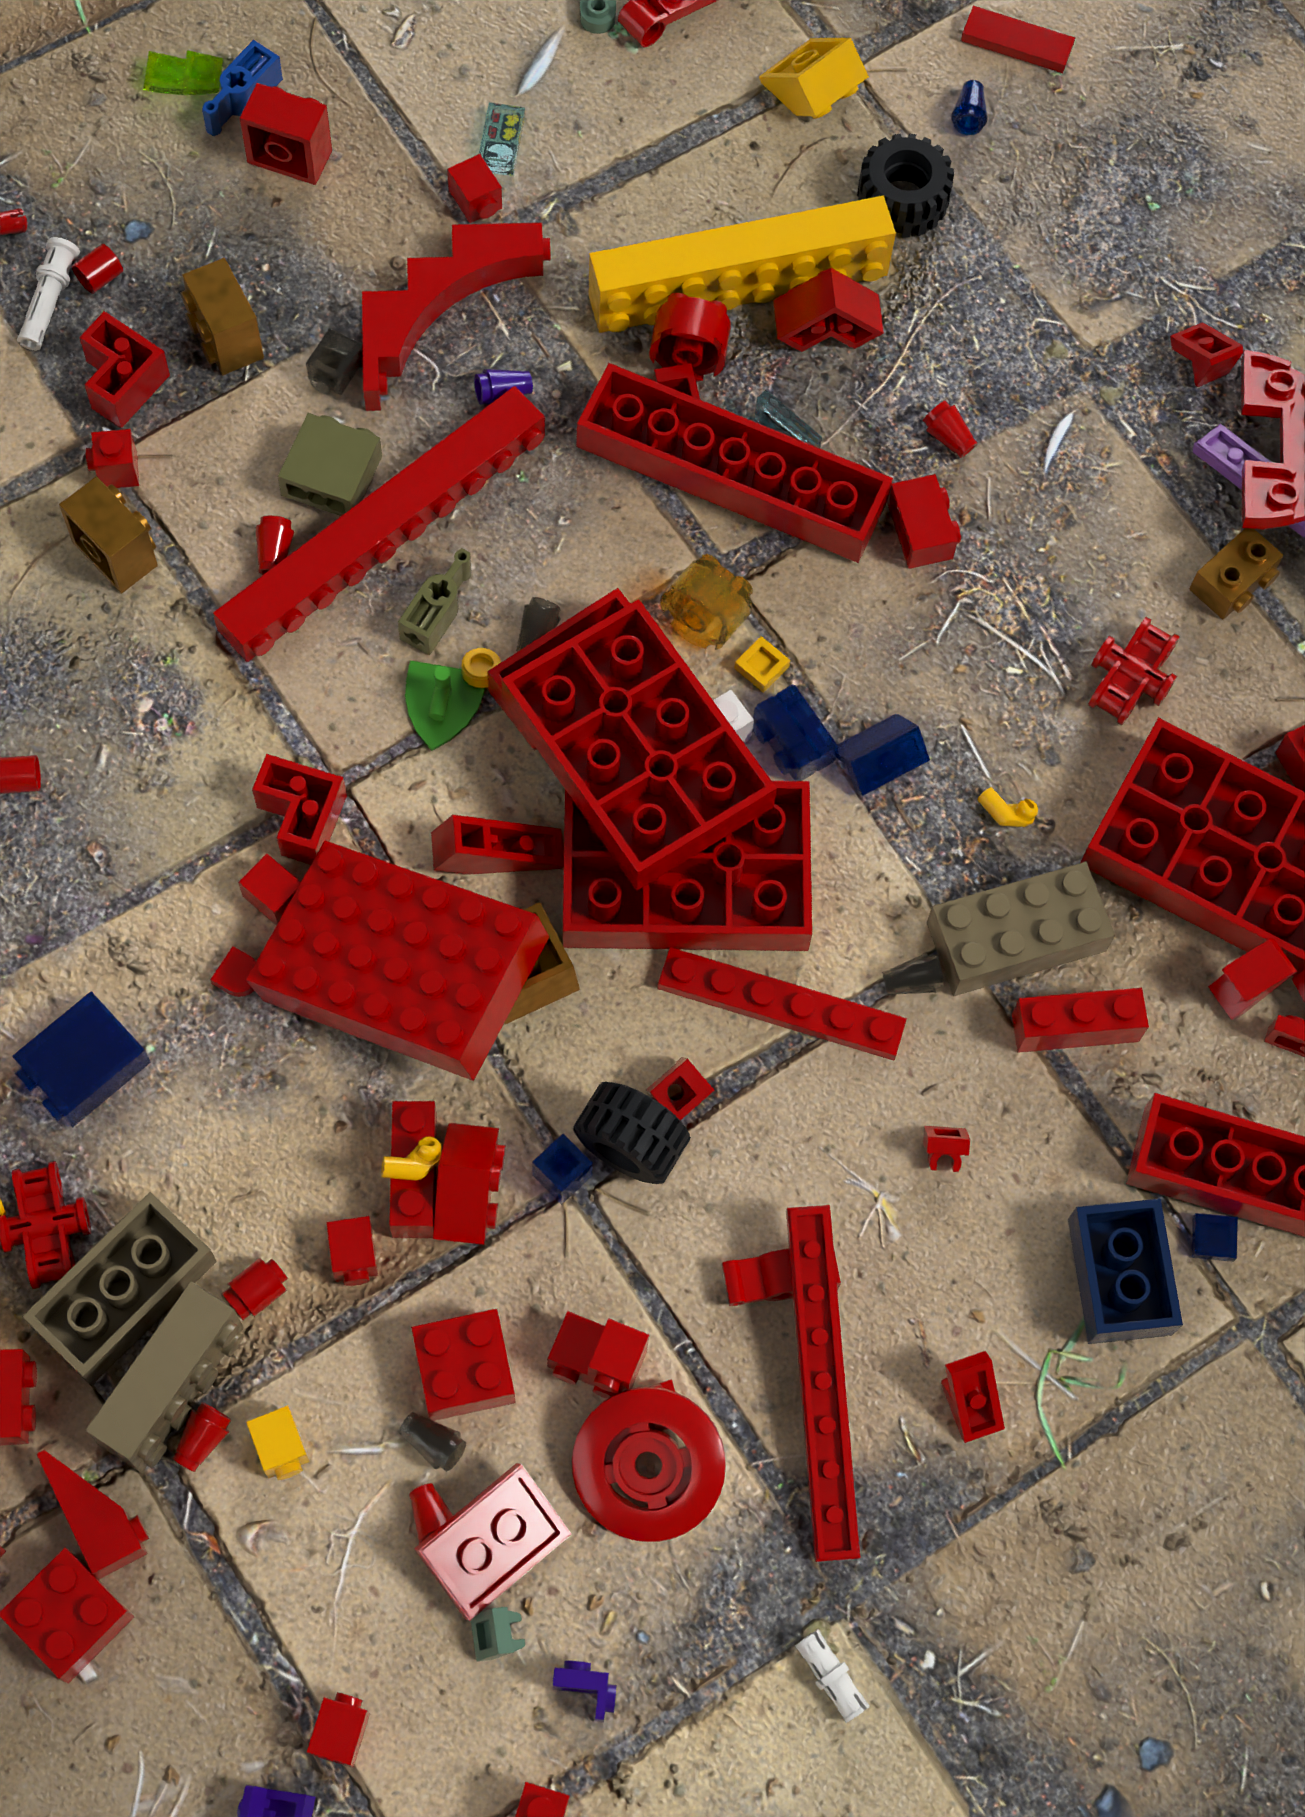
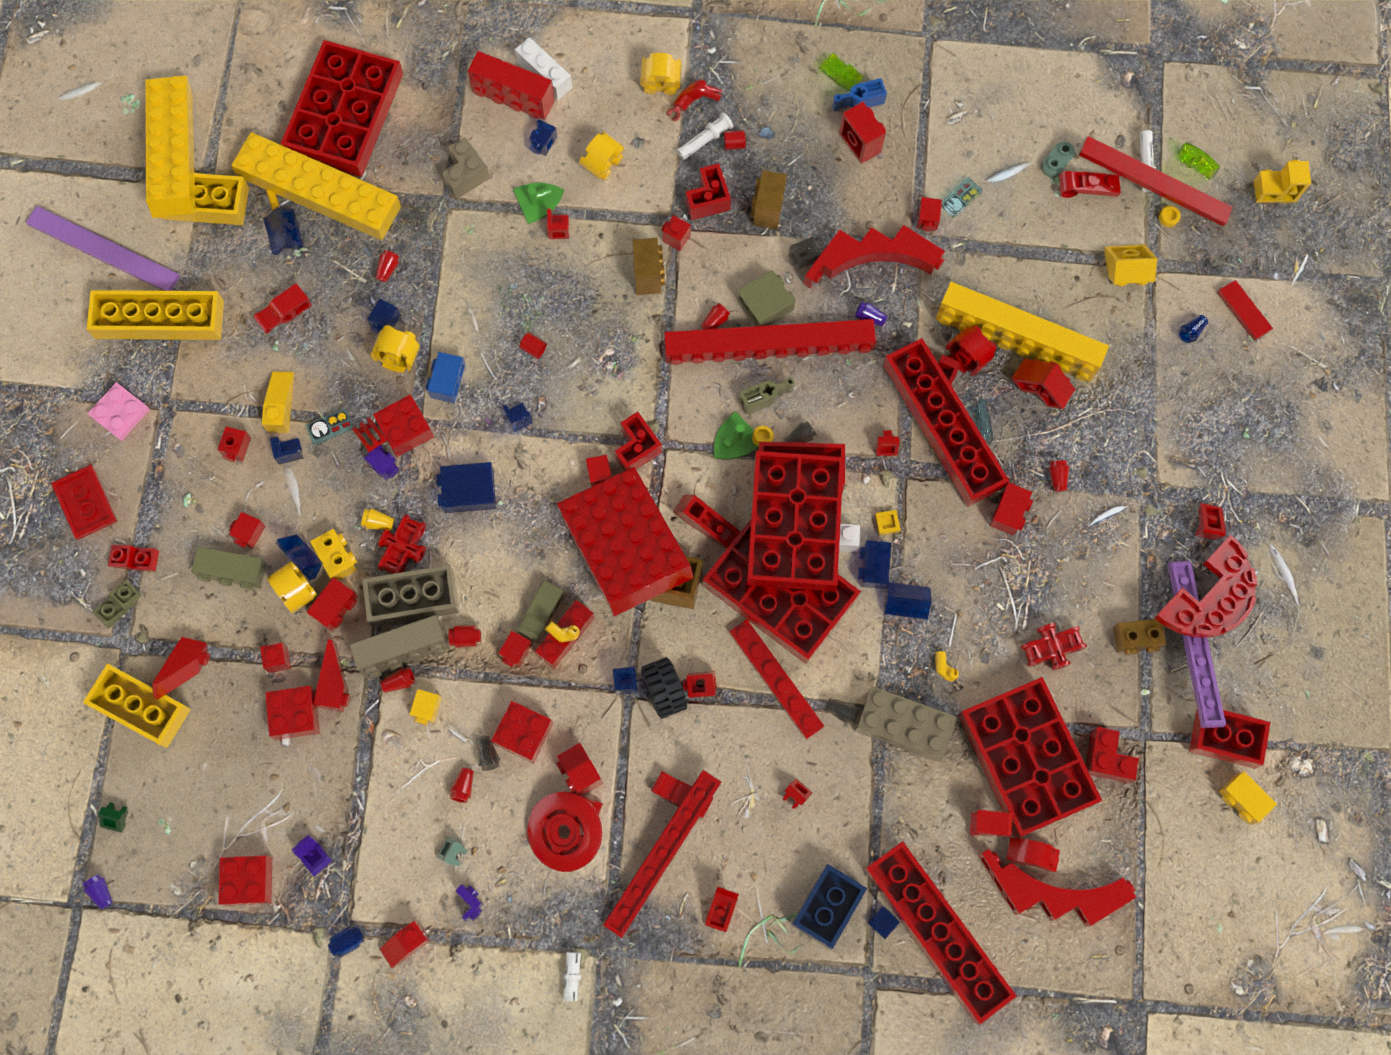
camera: 40 degrees right, 5 degrees up
(77, 897) = (518, 416): none -> clear blue panel
(233, 972) = (556, 495): red tile -> none
(339, 1730) = (361, 841): red brick -> none
(346, 1162) = (541, 611): none -> olive piece
(466, 1176) = (581, 656): red brick -> none
(492, 1541) = (478, 813): tile -> none
(675, 551) = (887, 444): none -> red tile
(707, 603) = (882, 478): clear yellow brick -> none
(913, 162) = (1141, 335): black tyre -> none
(1079, 1020) = (899, 784): red brick -> none

